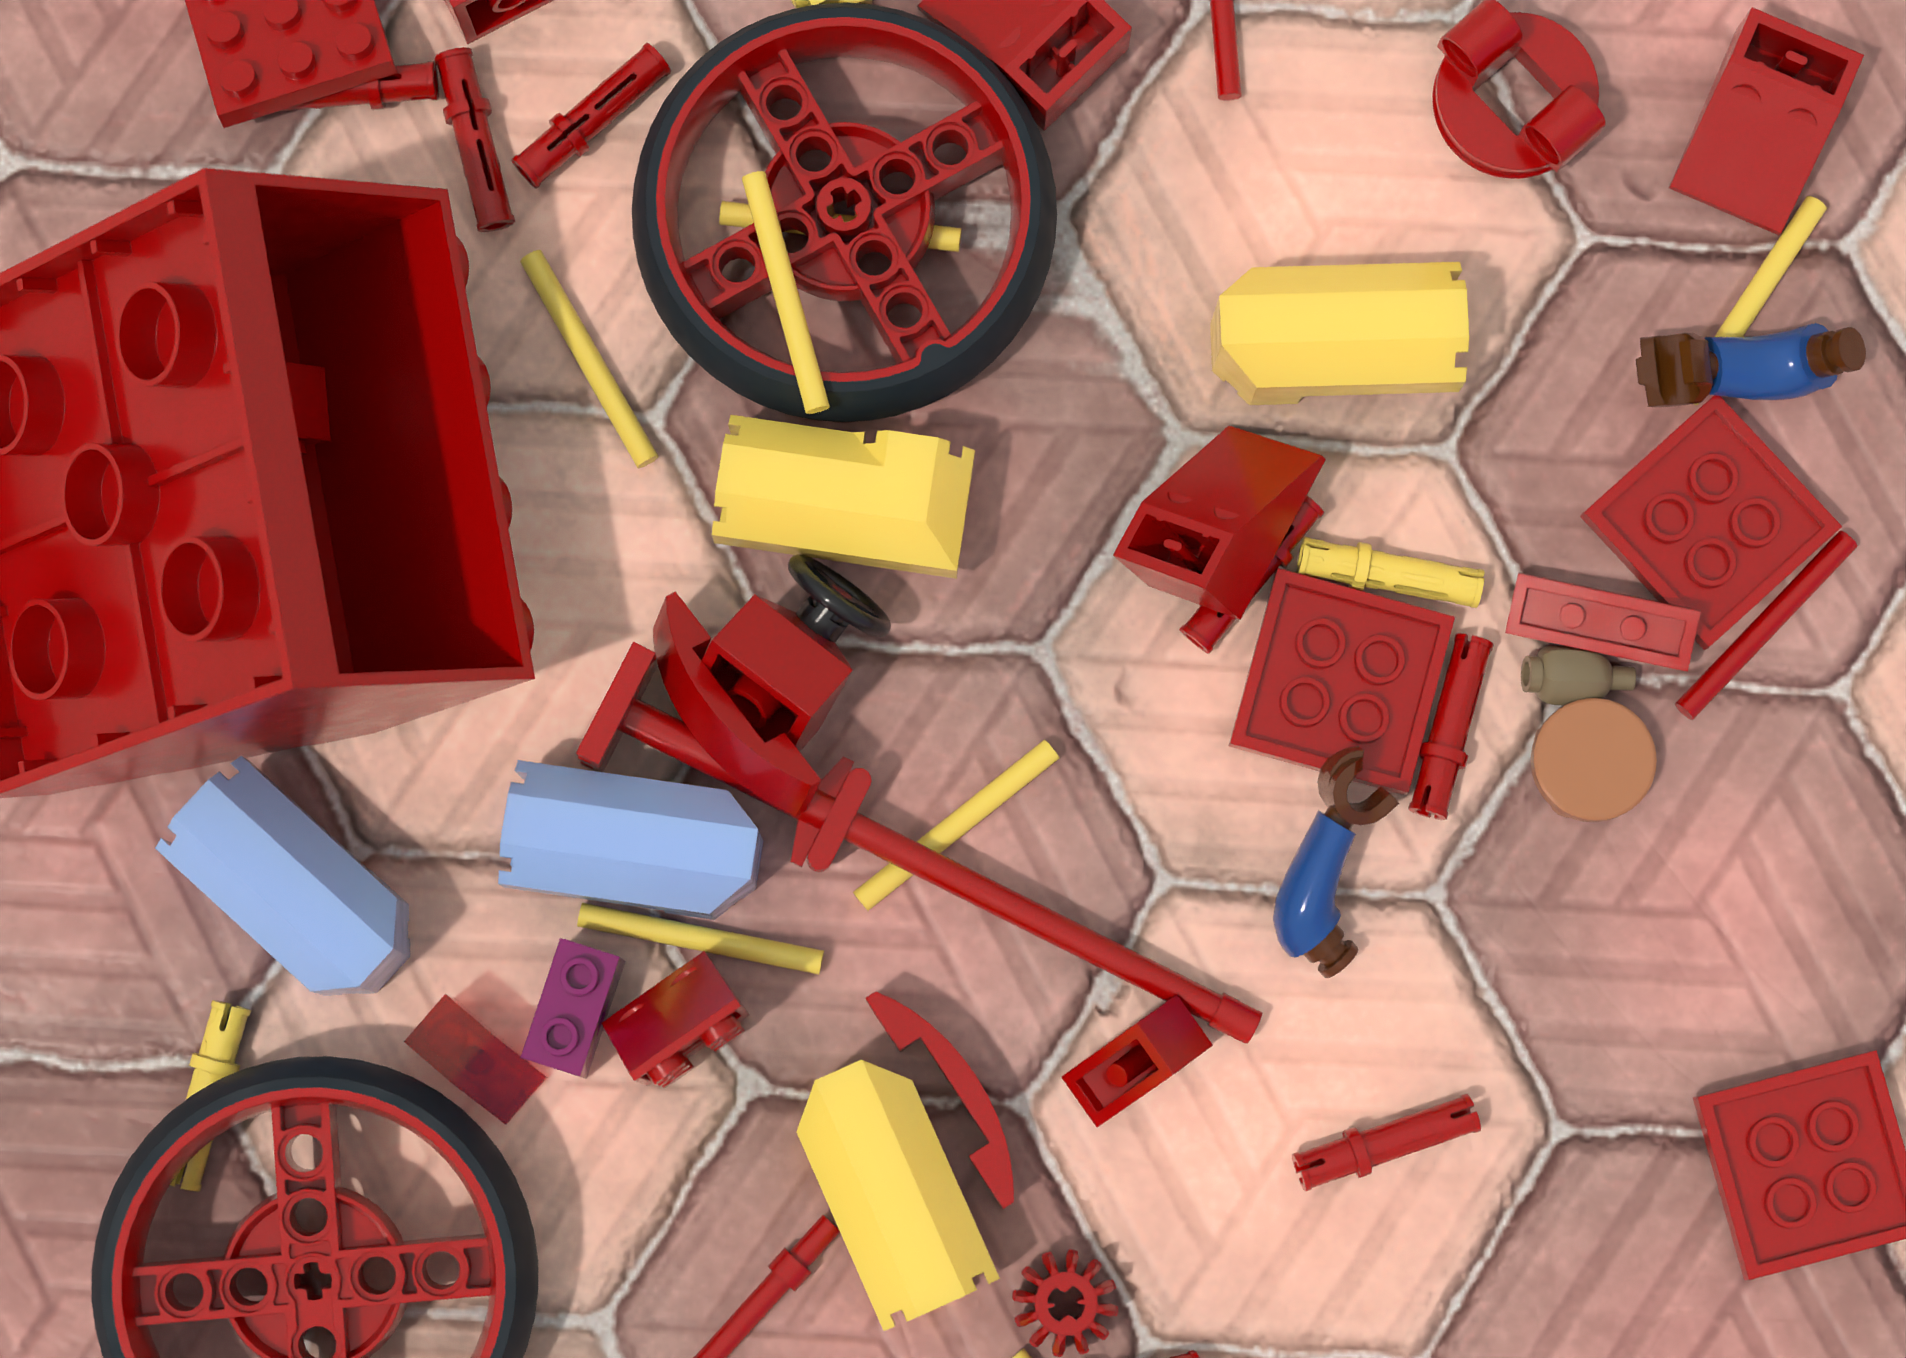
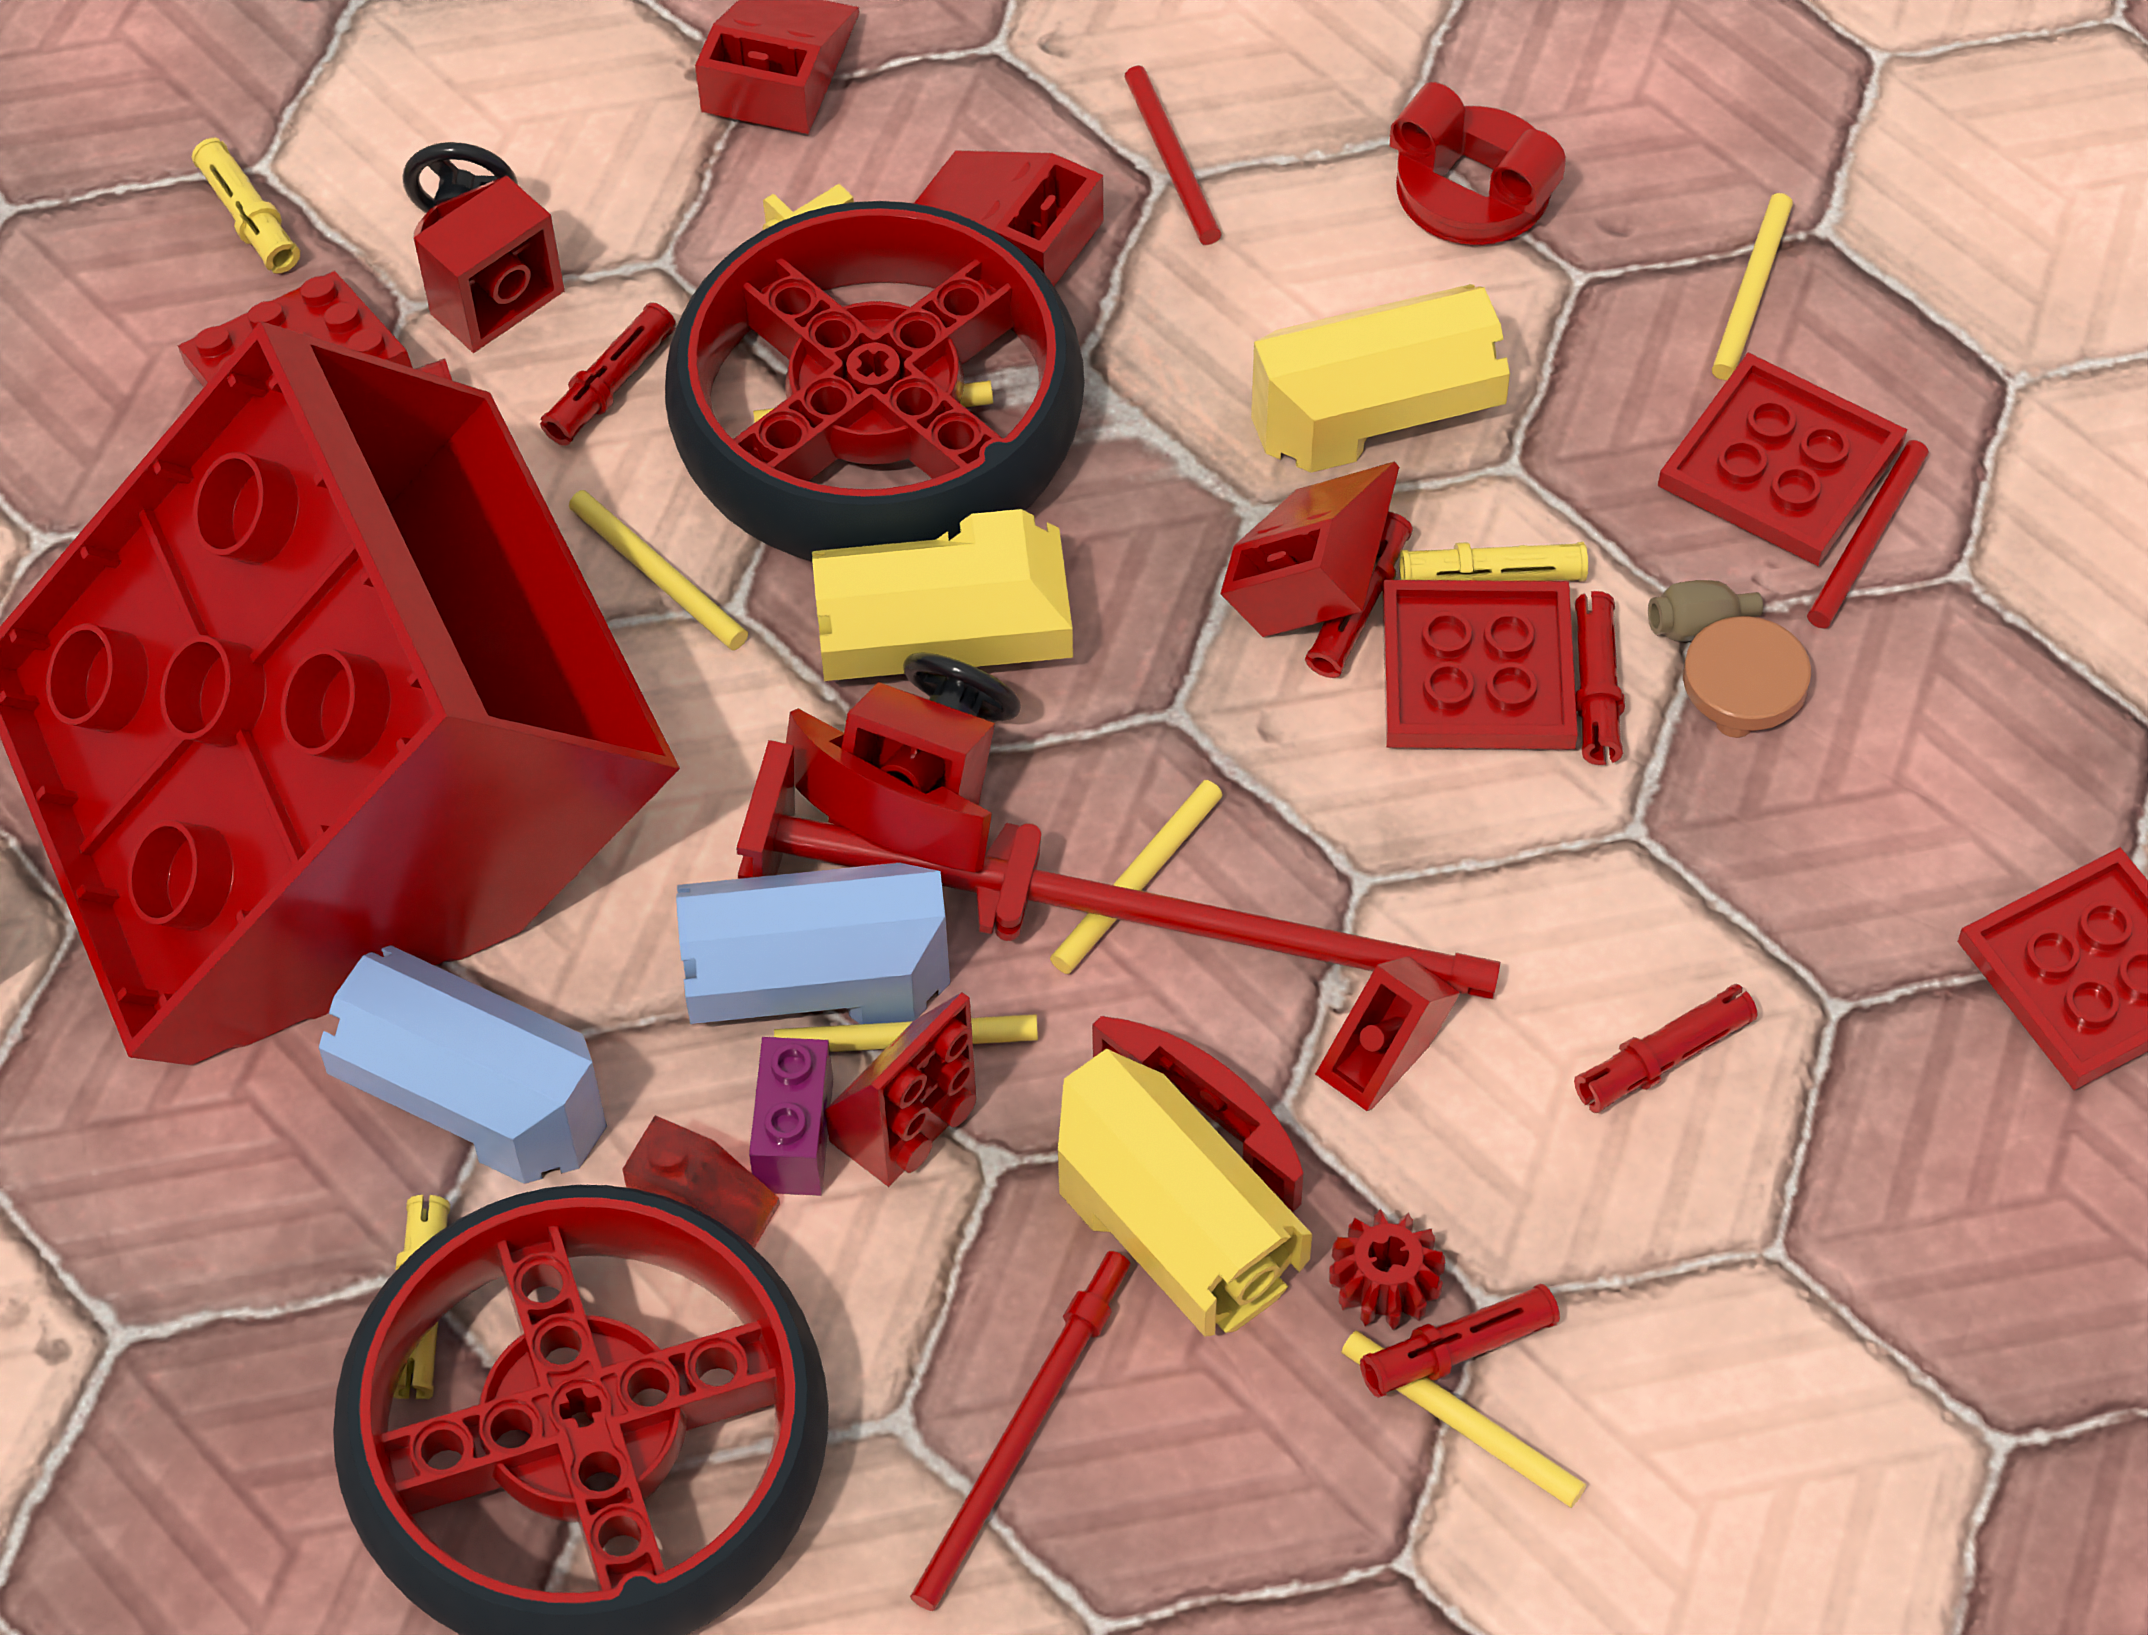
camera: 10 degrees left, 25 degrees down
(468, 115) = (474, 370): red pin -> none
(785, 292) = (839, 429): light yellow bar -> none
(1305, 901) = (1509, 835): piece -> none
(1603, 621) = (1715, 550): plate -> none
(1761, 367) = (1781, 325): piece -> none
(1765, 120) = (1710, 137): red slope -> none

